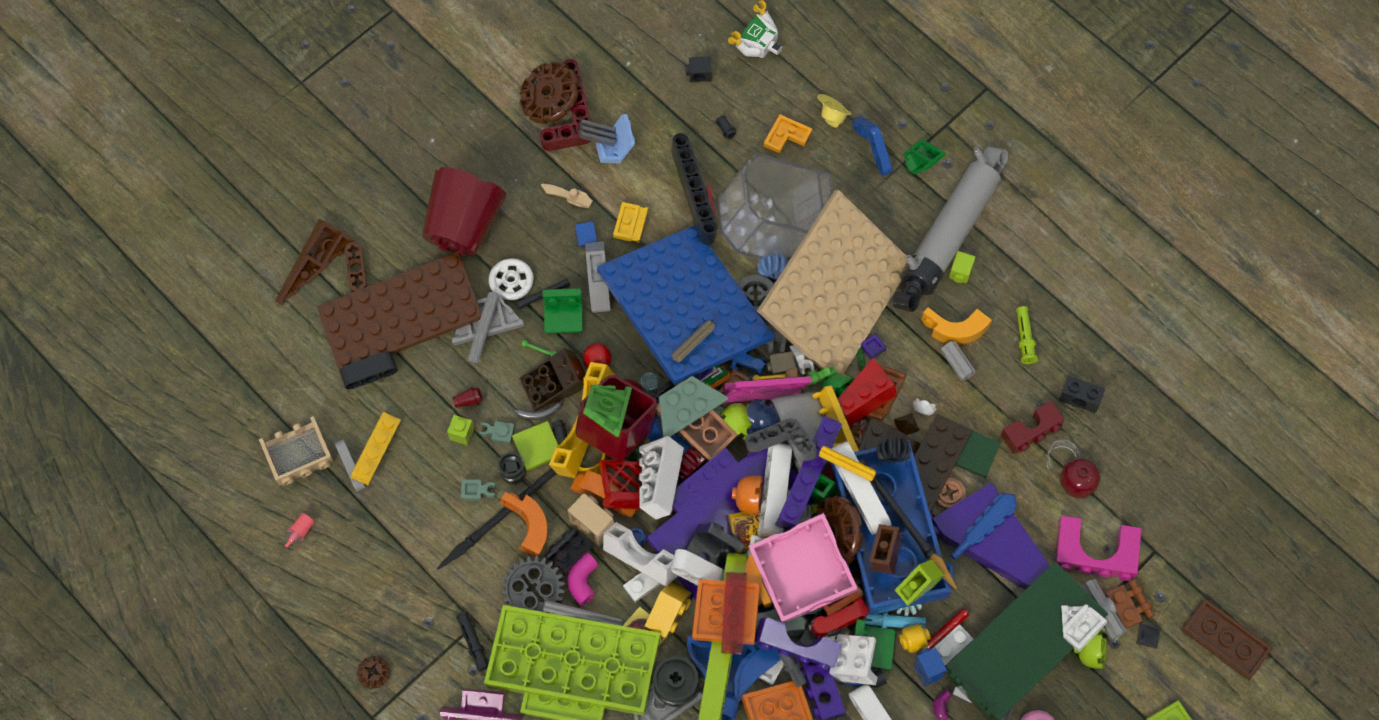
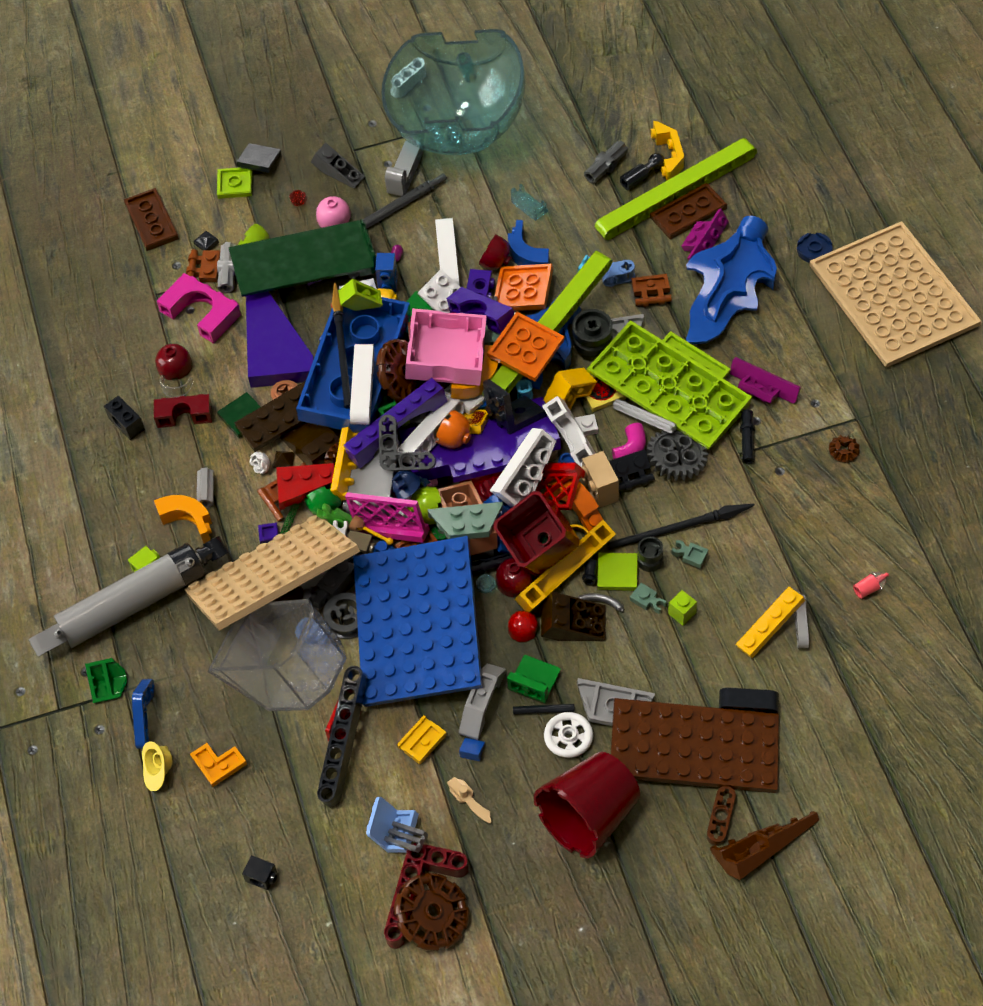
camera: 150 degrees left, 10 degrees down
(297, 453) = (848, 653): window -> none
(468, 398) = (661, 636): dark red cone -> none
(483, 327) = (618, 689): light grey axle -> none
(524, 343) = (562, 648): bright green hinge -> none
(534, 520) = (653, 494): orange arch -> none
(607, 406) = (541, 519): bright green wing -> none
(694, 567) = (531, 392): white beam -> none
(696, 338) = (431, 563): dark tan axle -> none
(725, 126) = (271, 798): black pin -> none
(734, 613) = (520, 336): clear red plate -> none
(758, 36) = (178, 881): torso -> none
(847, 463) = (361, 395): yellow axle -> none
(885, 549) = (372, 325): reddish brown brick -> none
(893, 450) = (316, 394): black gear -> none
(994, 515) = (264, 350): blue sword -> none
(1026, 344) = (136, 478): lime pin -> none
(1081, 625) = (254, 245): white slope -> none

